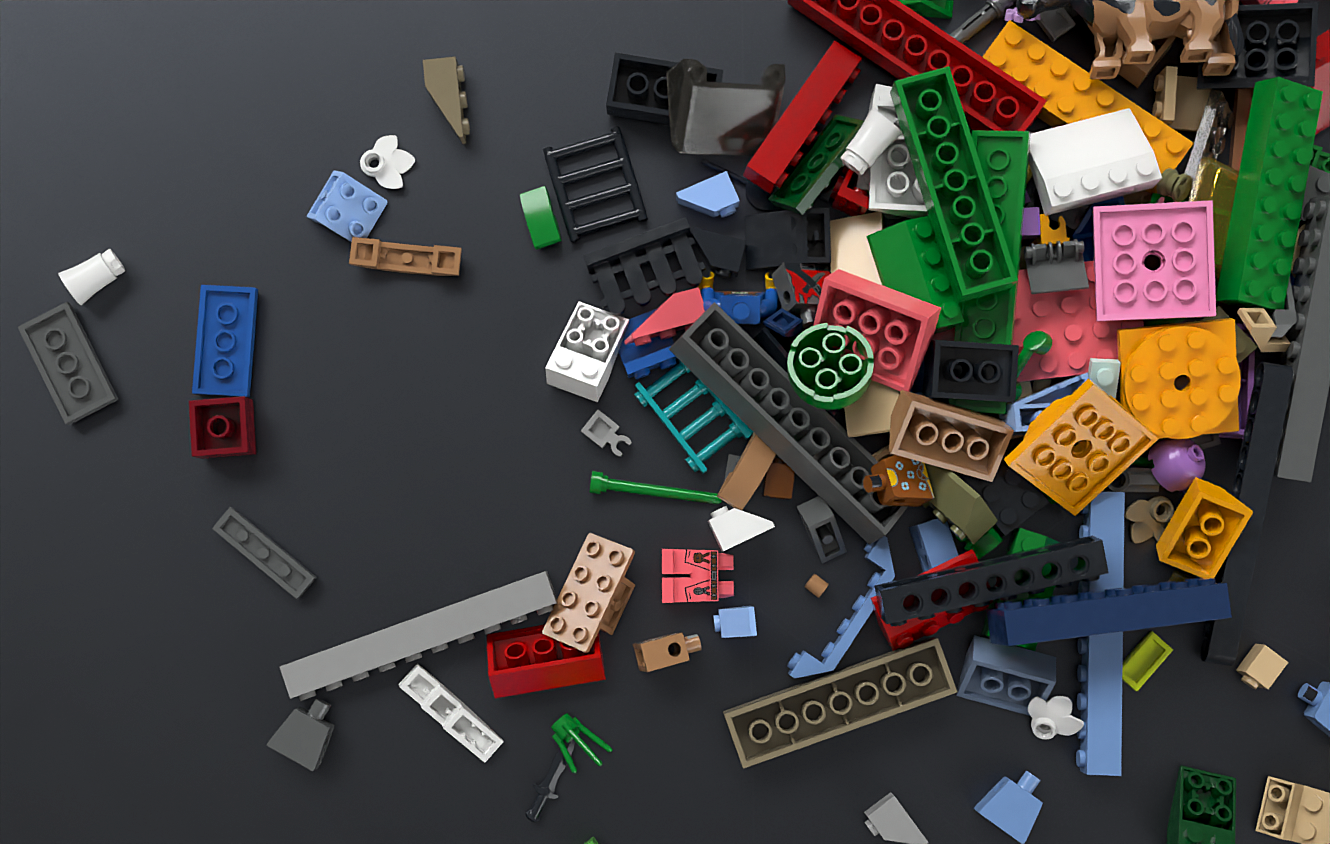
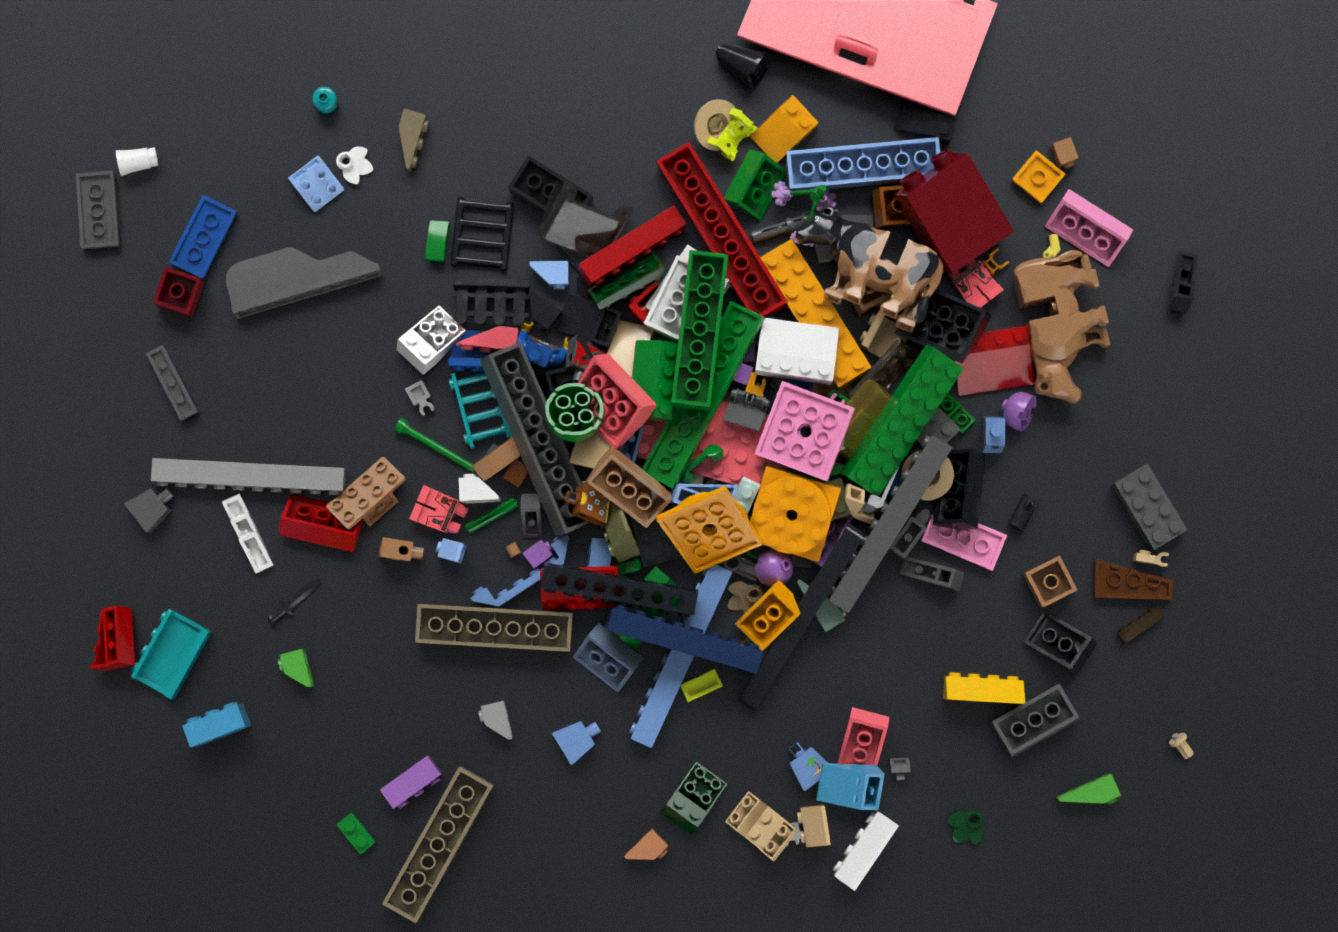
camera: 25 degrees right, 0 degrees up
(312, 92) = (328, 104): none -> teal head
(366, 345) = (291, 277): none -> dark grey piece
(405, 257) = (340, 231): medium nougat slope -> none
(568, 729) = (316, 574): green plant -> none
(767, 551) = (491, 515): none -> green axle
(784, 323) = (561, 374): dark blue slope -> none
(854, 576) = (539, 553): none -> medium lavender brick
(869, 142) = (659, 282): white plant -> none
(970, 371) = (662, 452): black slope -> none
(1053, 717) = (625, 694): white plate -> none
(1174, 184) = (844, 388): olive wheel -> none
(1261, 667) = (771, 719): tan brick -> none
(1281, 495) = (828, 614): none -> sand green slope

